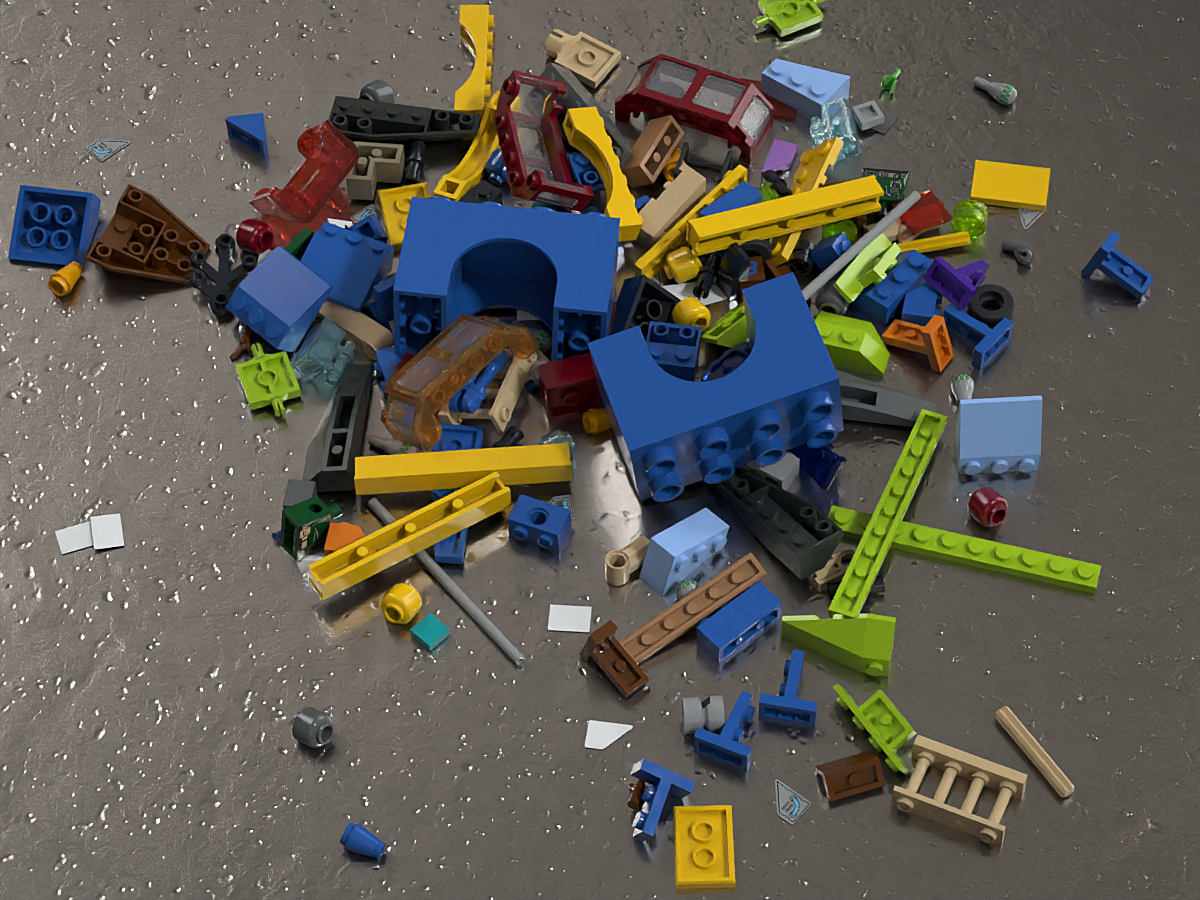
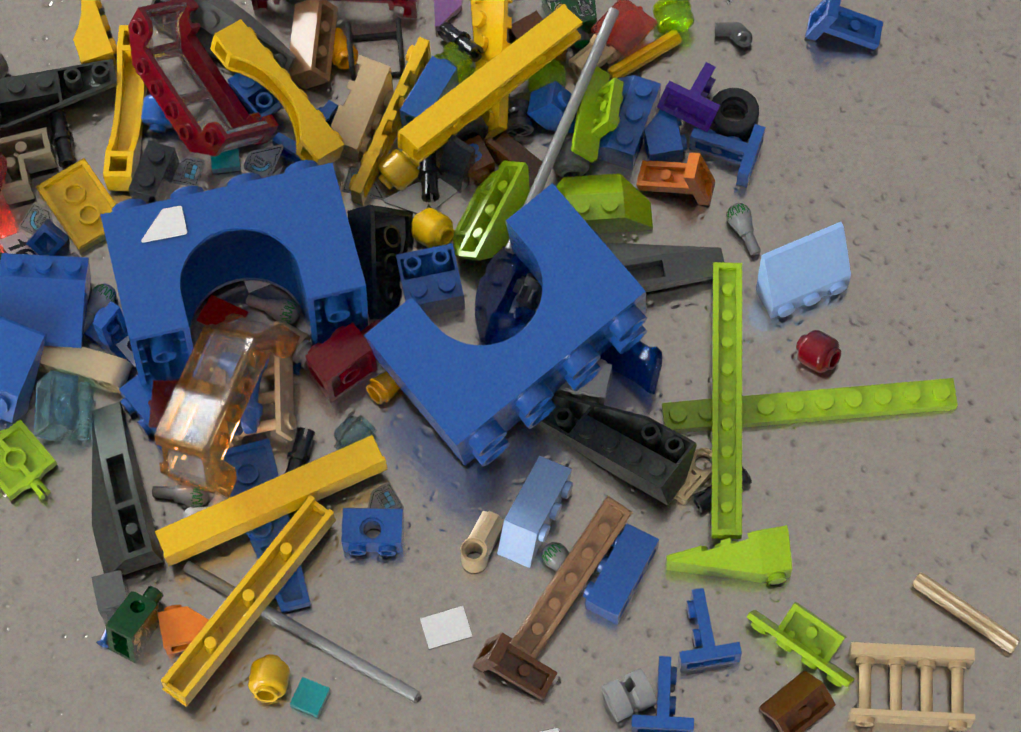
camera: 20 degrees left, 15 degrees up
(463, 219) = (167, 224): none -> white sticker

